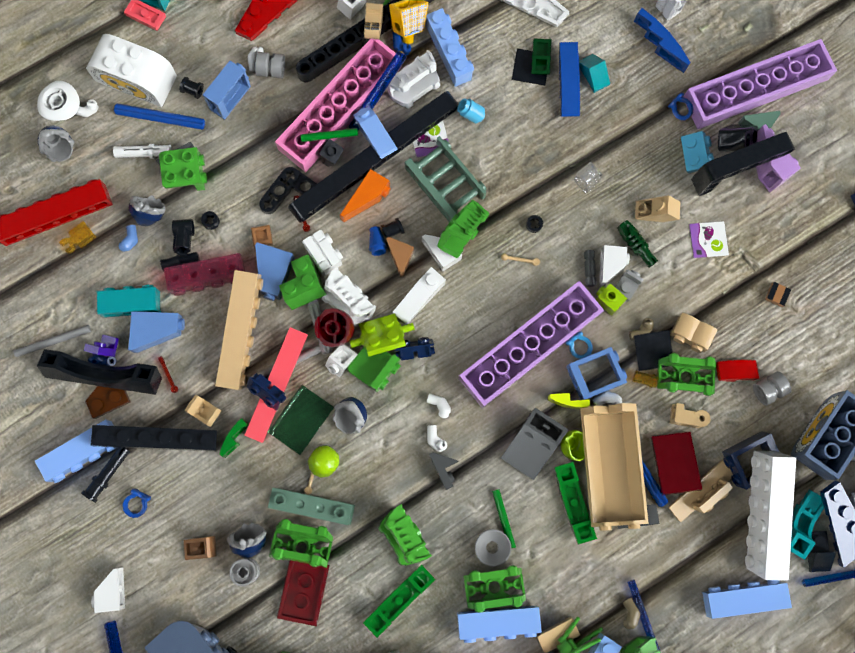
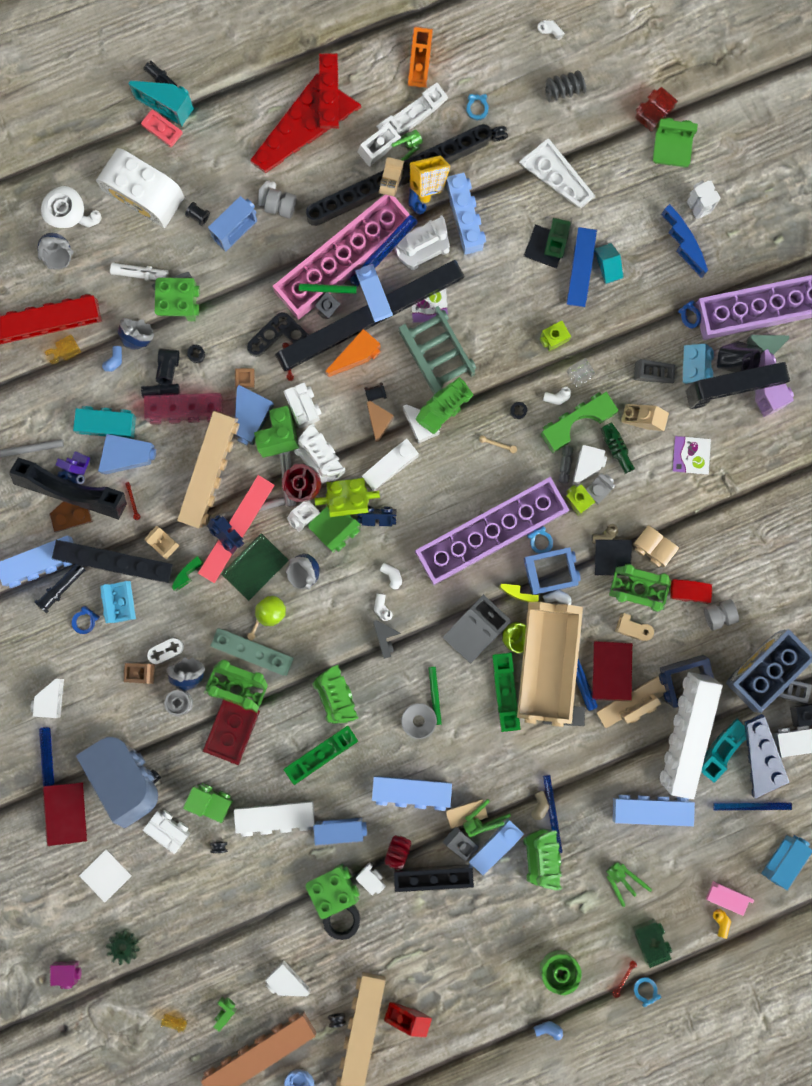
camera: 10 degrees right, 5 degrees up
(159, 116) = (161, 238): blue axle -> none
(167, 479) = (117, 602): none -> medium azure bracket
(220, 517) = (167, 655): none -> white beam
(377, 243) = (358, 404): blue cone -> none
(471, 110) = (475, 284): medium azure brick -> none
(497, 599) = (418, 769): bright green piece -> none
(556, 147) = (555, 336): none -> lime brick
(574, 203) = (559, 397): none -> white arm
(611, 210) = (598, 409): none -> bright green arch
(645, 166) = (642, 370): none -> dark grey slope
(645, 379) = (599, 584): clear yellow pin -> none
(778, 294) = (749, 522): tile -> none
(820, 557) = (734, 780): black slope -> none

